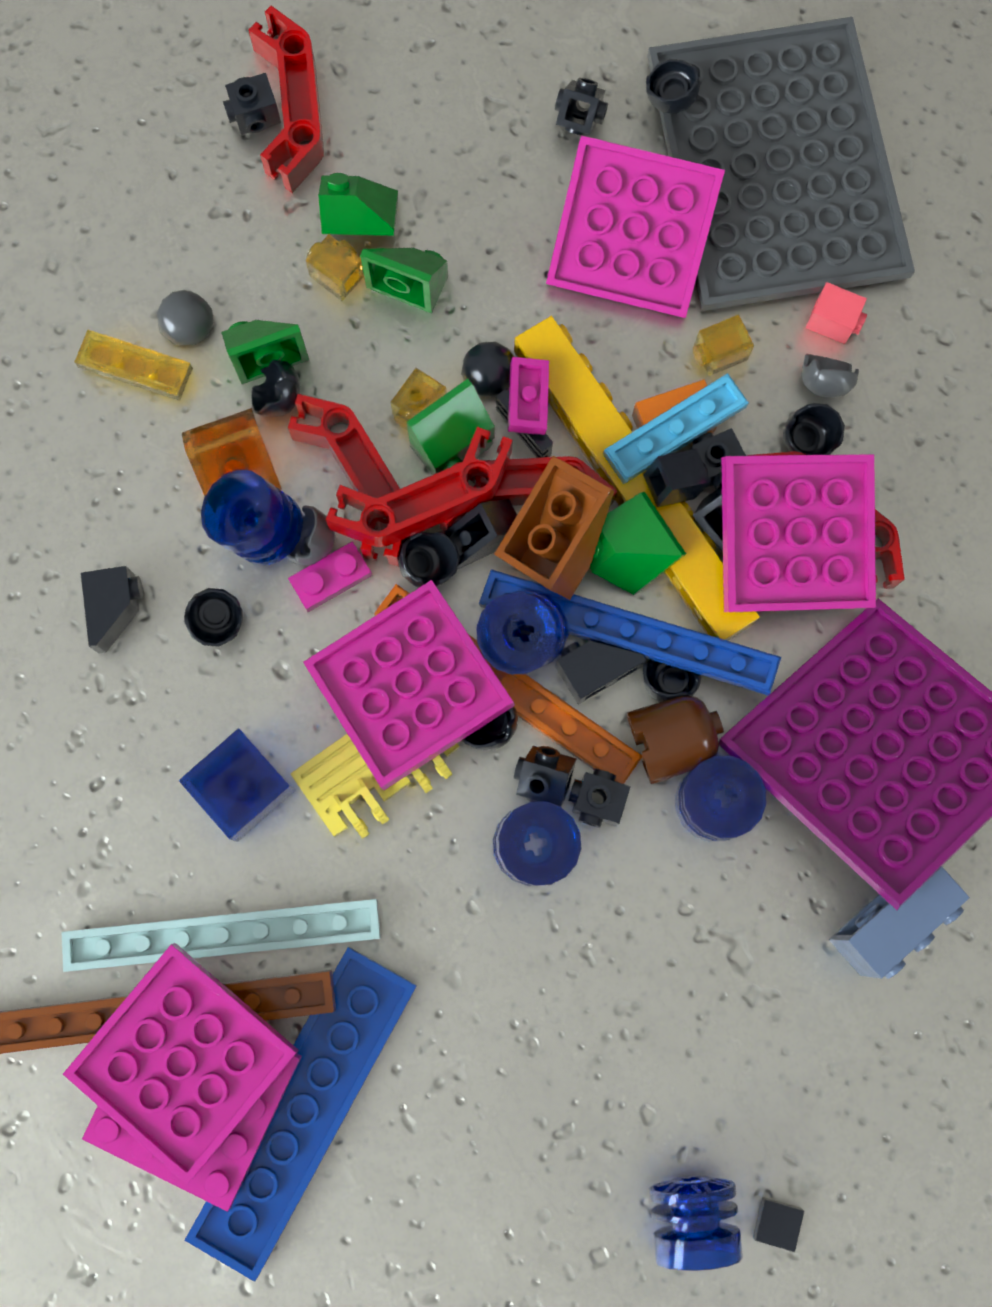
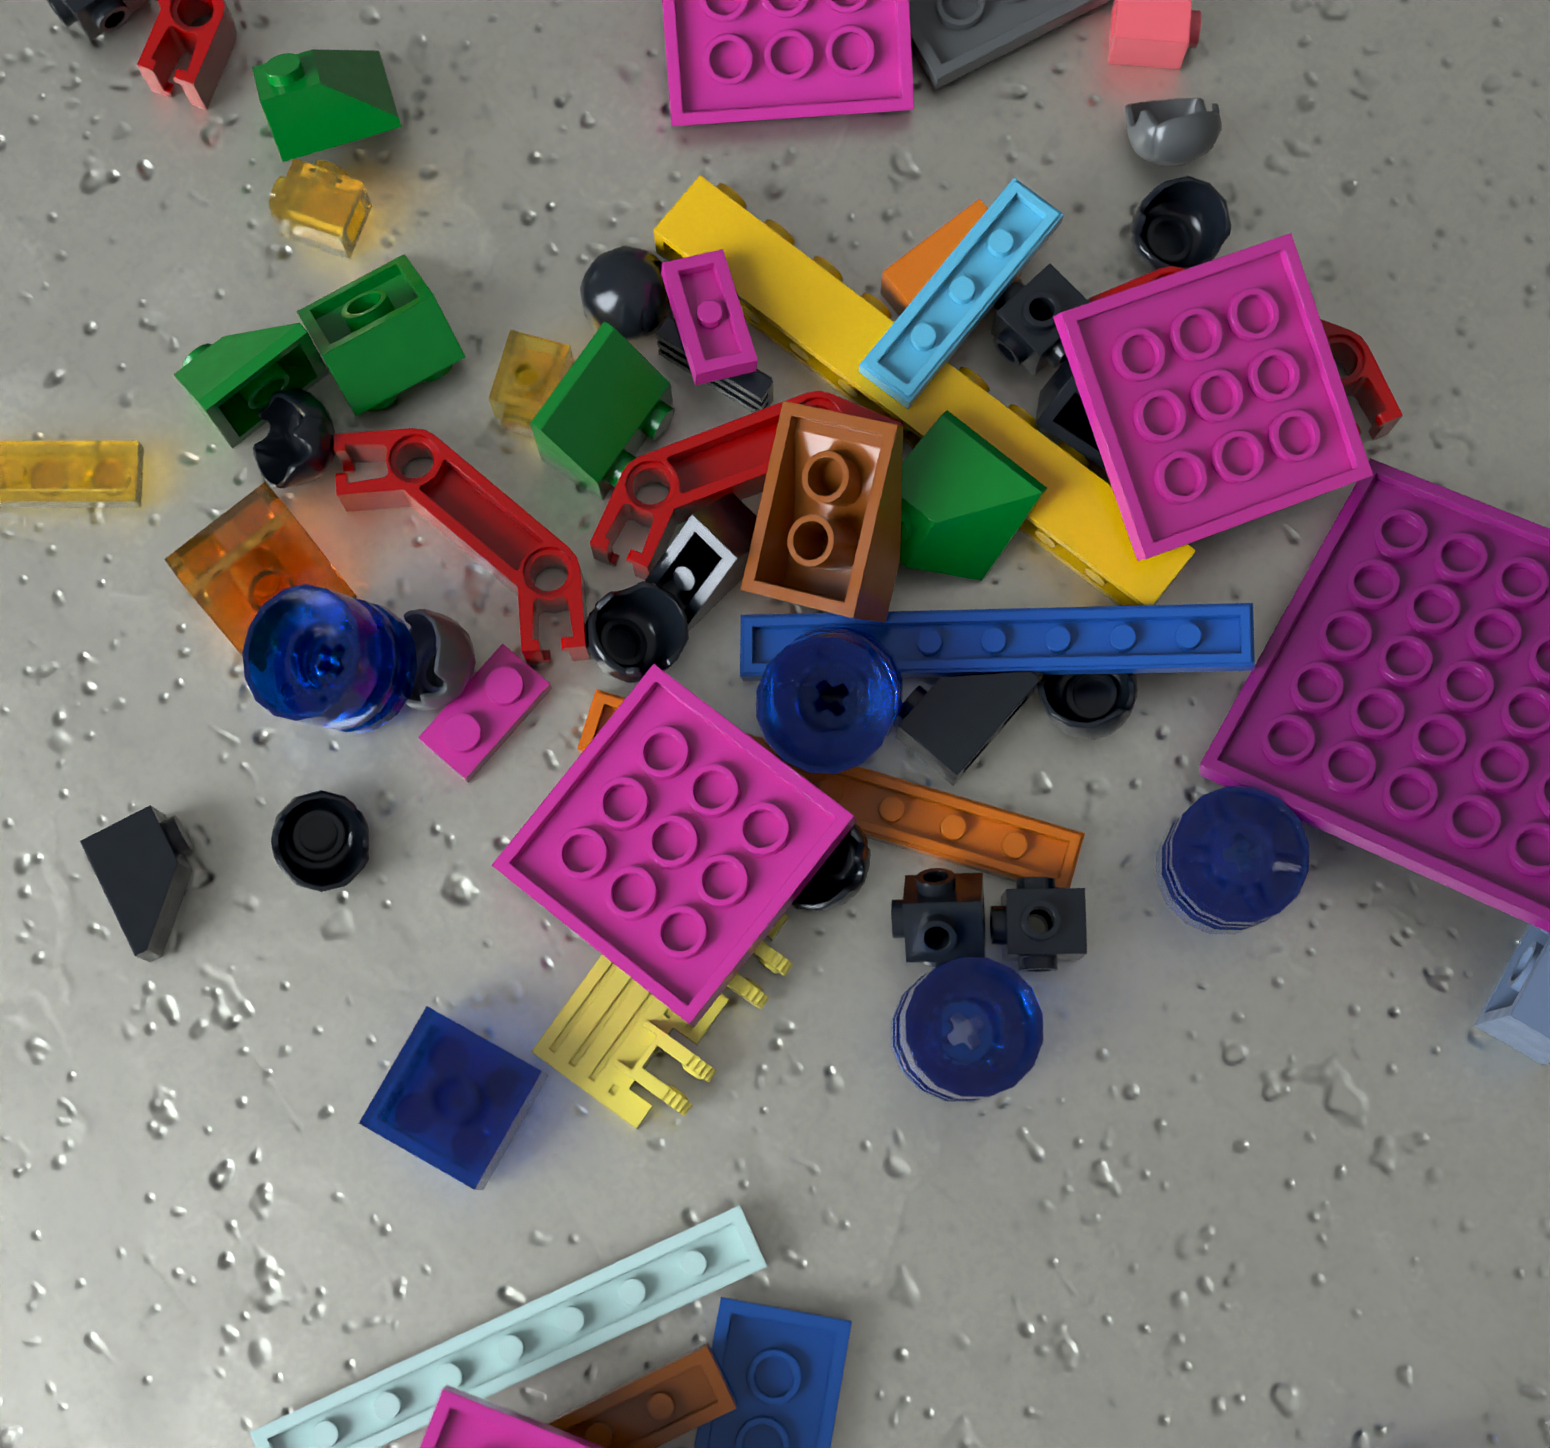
camera: 15 degrees left, 0 degrees up
(185, 318) = (103, 370): dark grey hair -> none
(343, 348) = (382, 335): none -> green slope
(406, 275) = (441, 184): green slope -> none
(425, 501) = (600, 543): red piece -> none
(675, 736) = (1127, 784): reddish brown cylinder -> none
(676, 477) = (991, 371): black brick -> none
(722, 345) = (988, 134): clear yellow brick -> none

